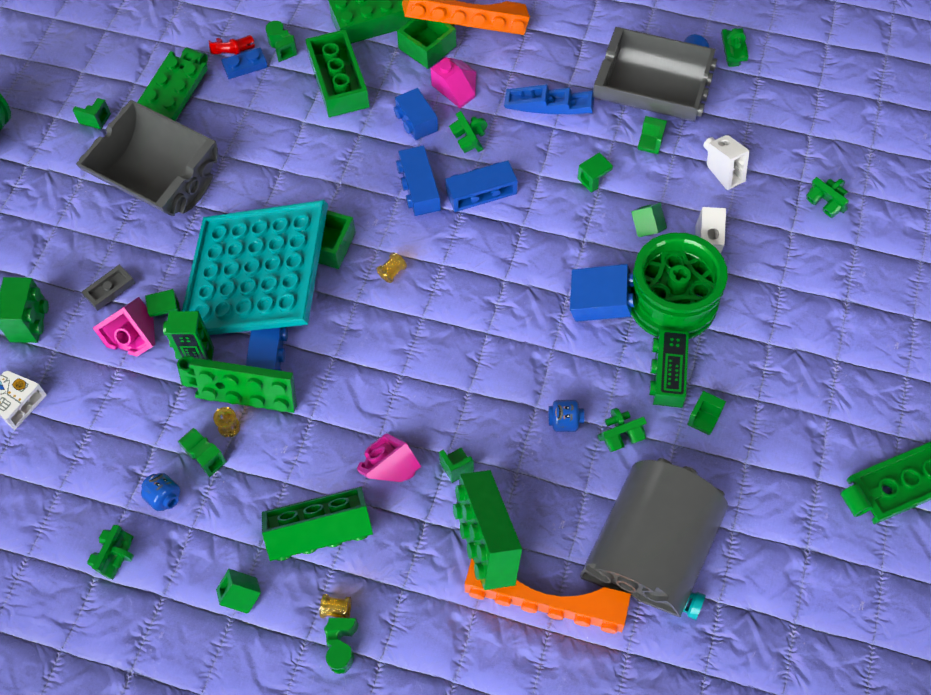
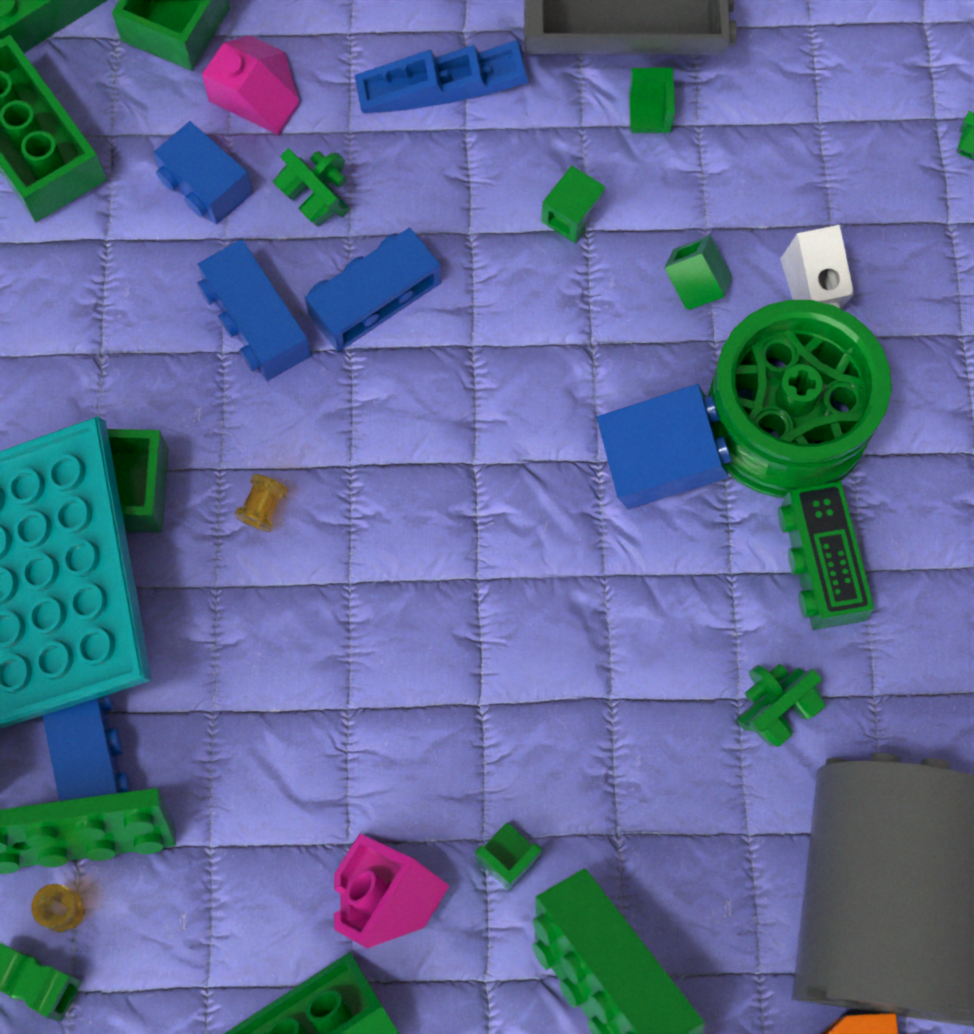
camera: 20 degrees left, 10 degrees up
(565, 415) = (673, 705): blue head -> none
(706, 413) = (912, 622): green panel -> none
(727, 160) = (801, 117): white torso -> none

